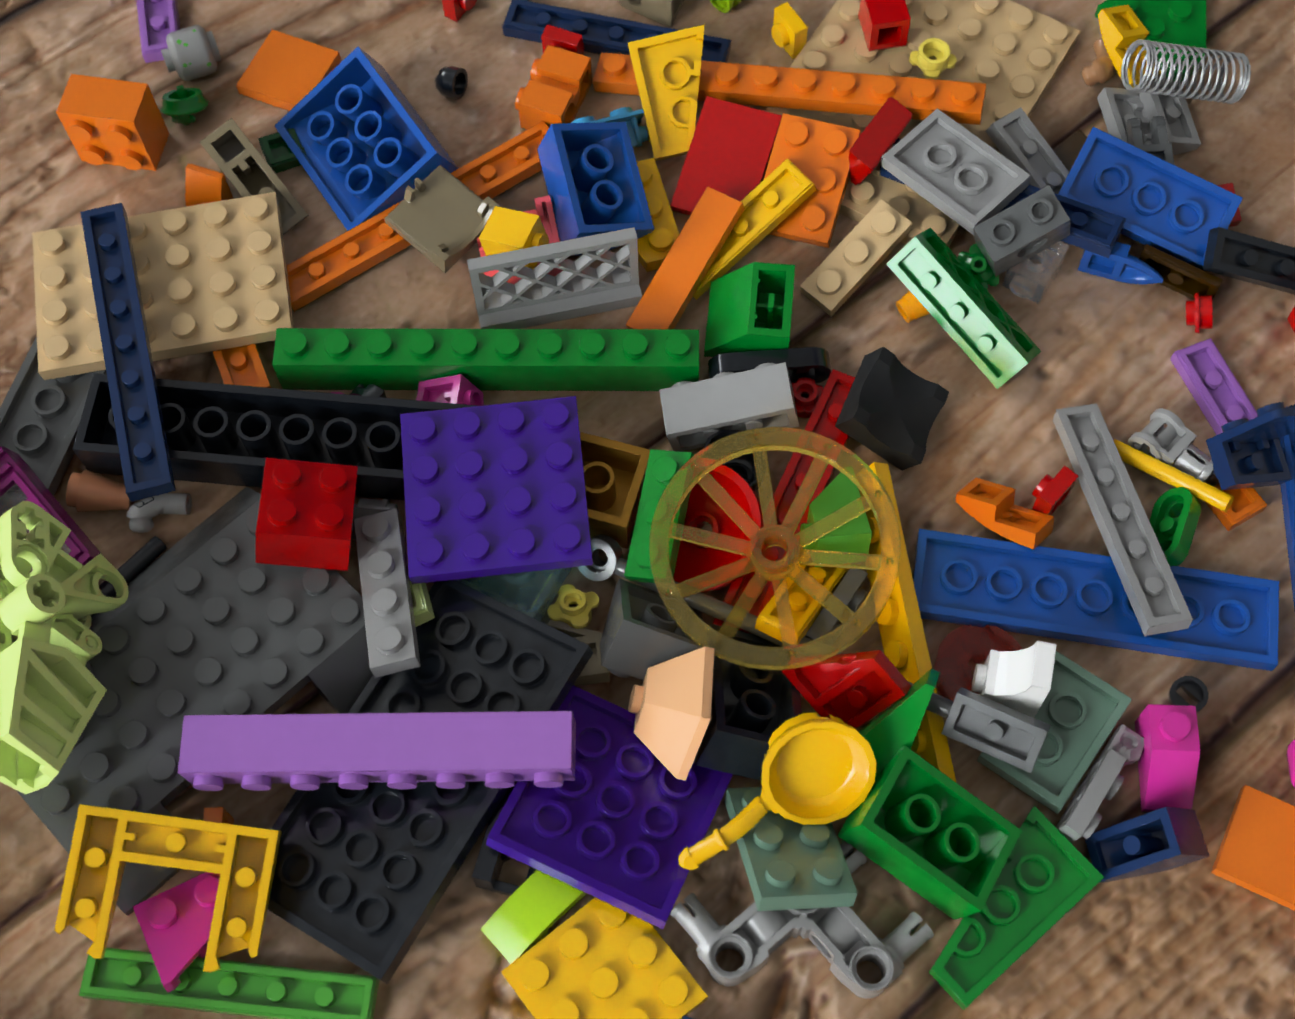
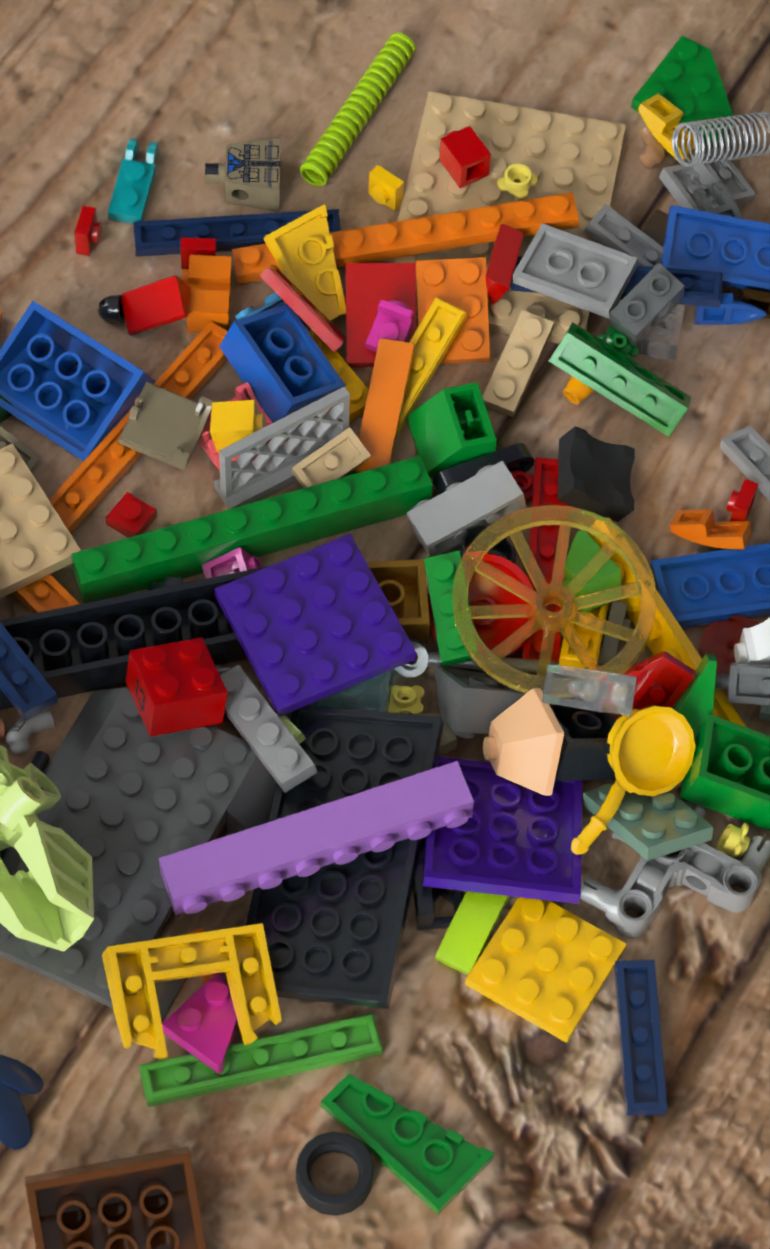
camera: 25 degrees left, 5 degrees down
(372, 306) = (131, 516): none -> red plate
(492, 87) = (155, 304): none -> red slope
(604, 307) = (332, 460): none -> tan plate
(640, 131) = (303, 307): none -> tile
(730, 175) = (391, 323): none -> dark pink bracket
(762, 675) = (589, 689): none -> clear brick
(886, 909) = (734, 840): none -> light yellow plate

